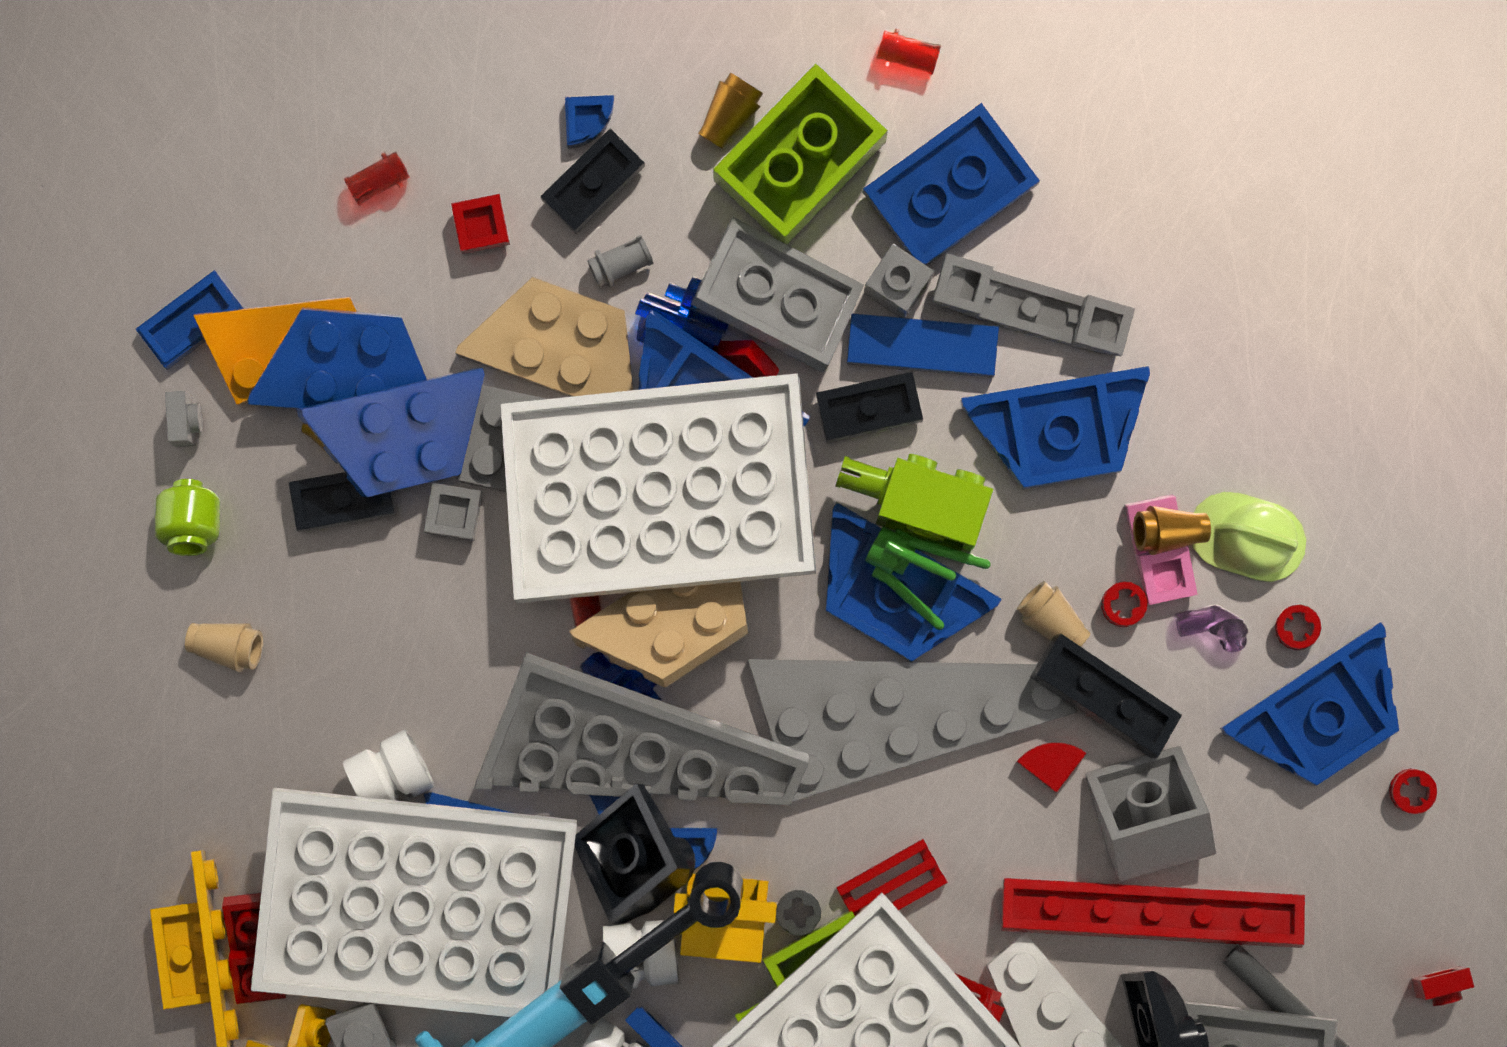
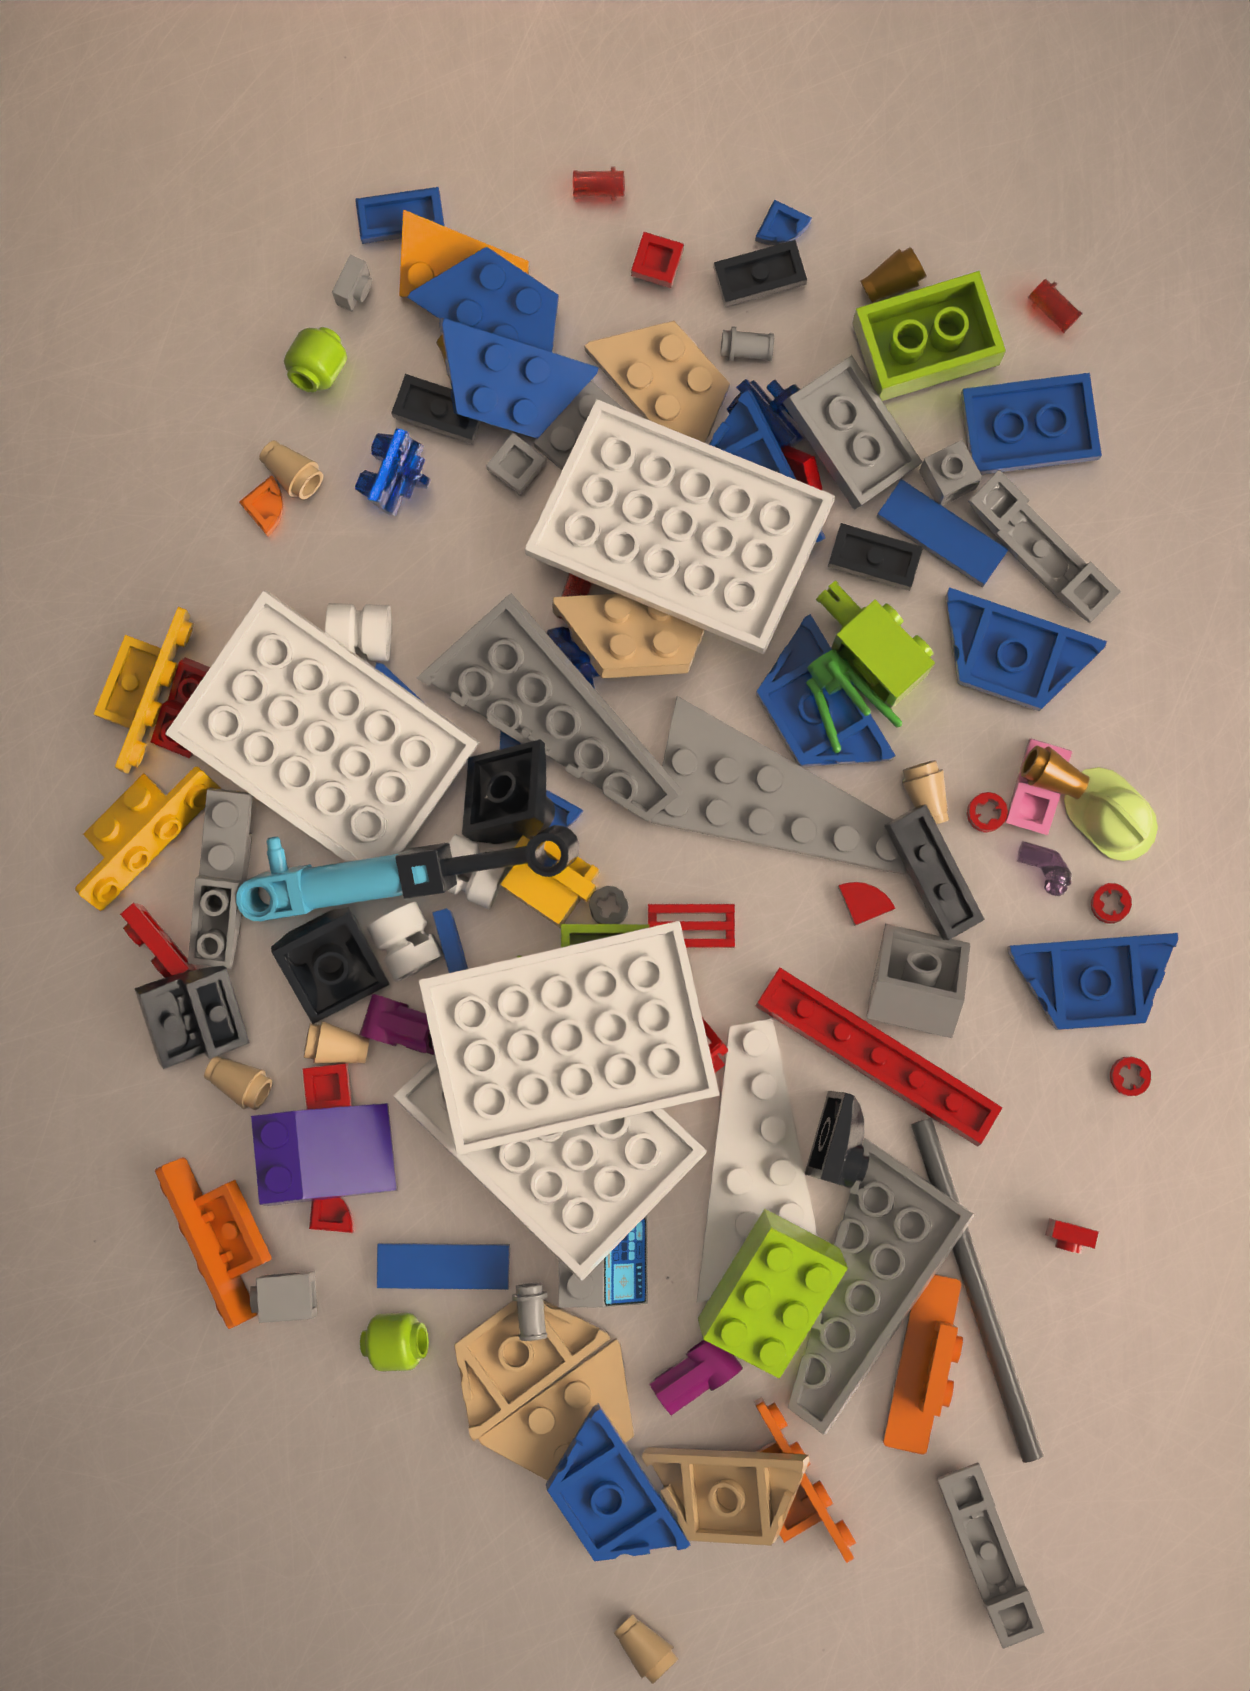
camera: 35 degrees right, 0 degrees up
(218, 694) = (265, 505): none -> orange tile
(338, 588) = (397, 473): none -> clear blue hips

